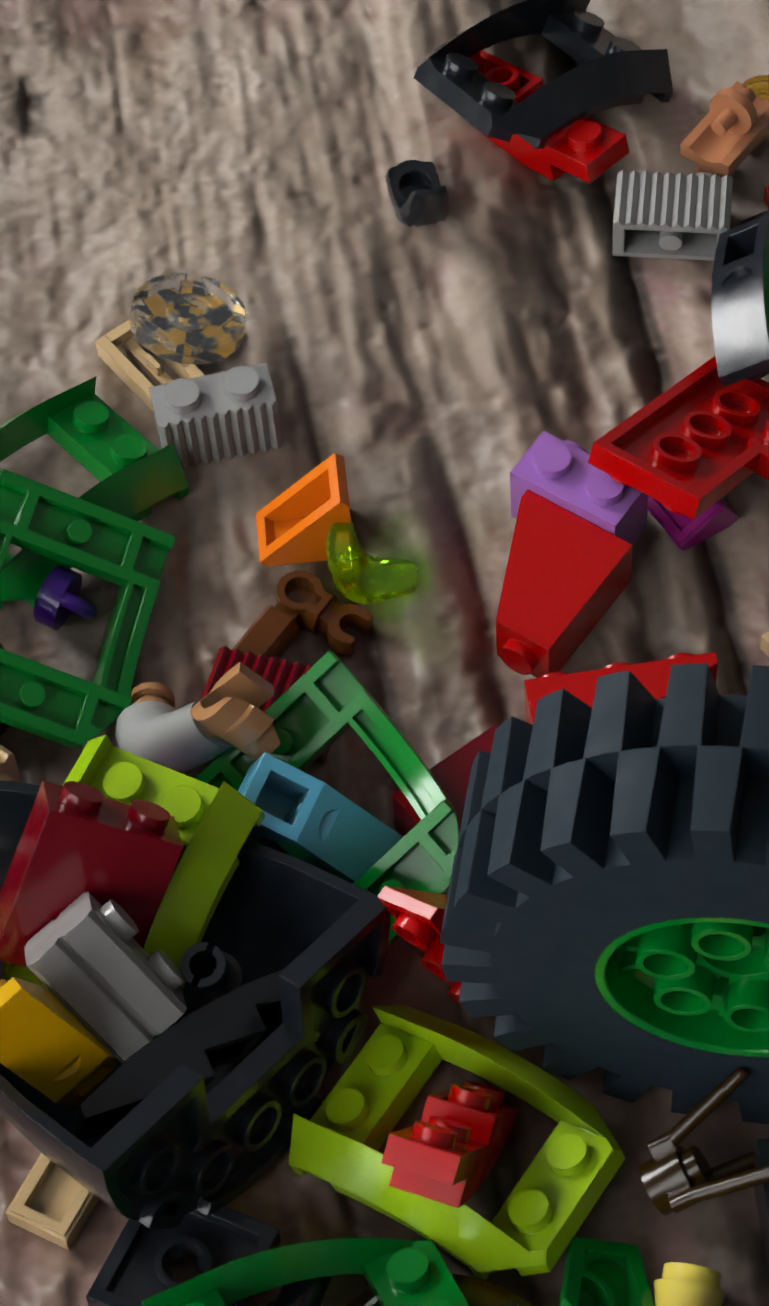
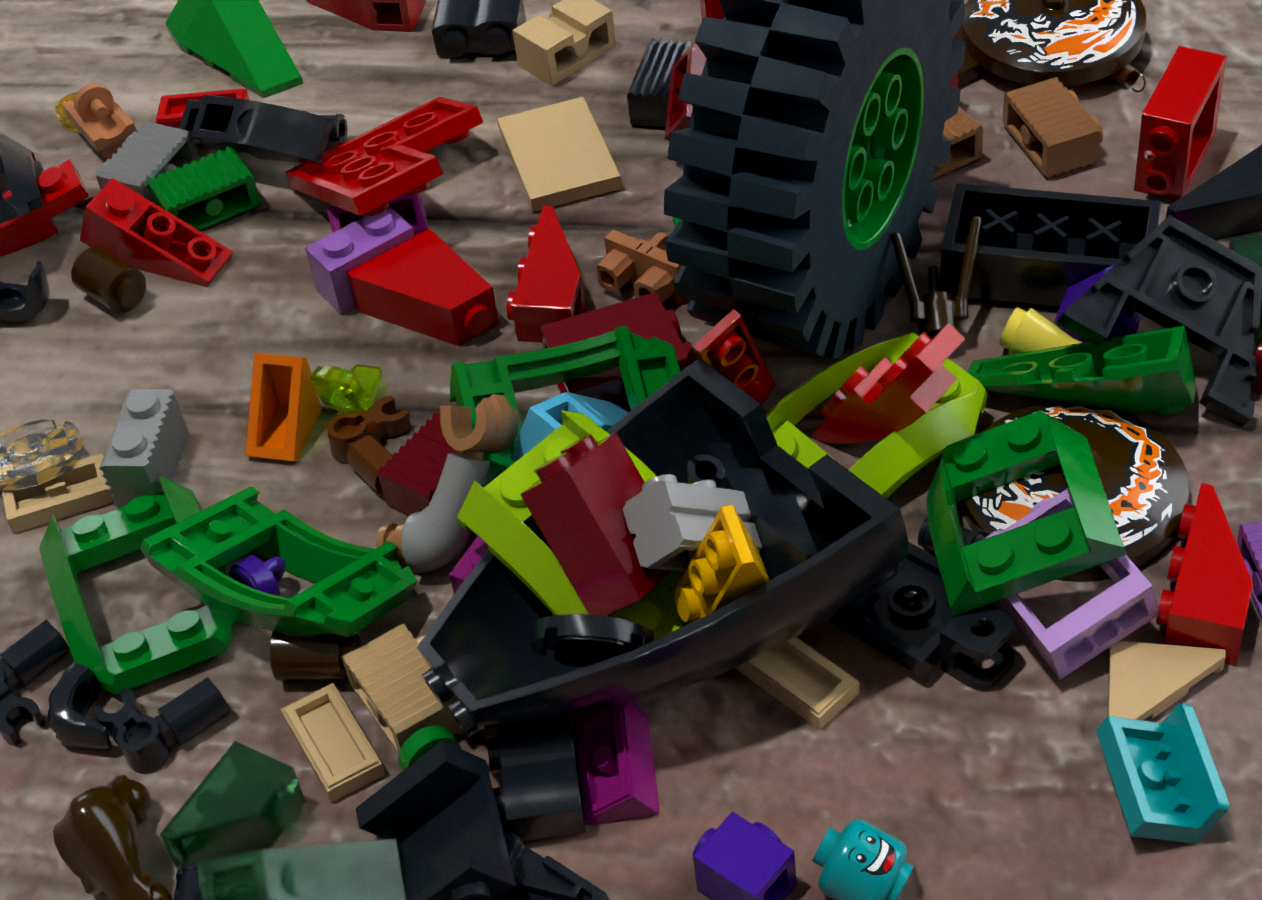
camera: 70 degrees left, 10 degrees down
(469, 265) = (108, 279): none -> dark brown brick
(549, 277) = (150, 237): none -> red slope
(647, 290) = (207, 189): none -> green brick

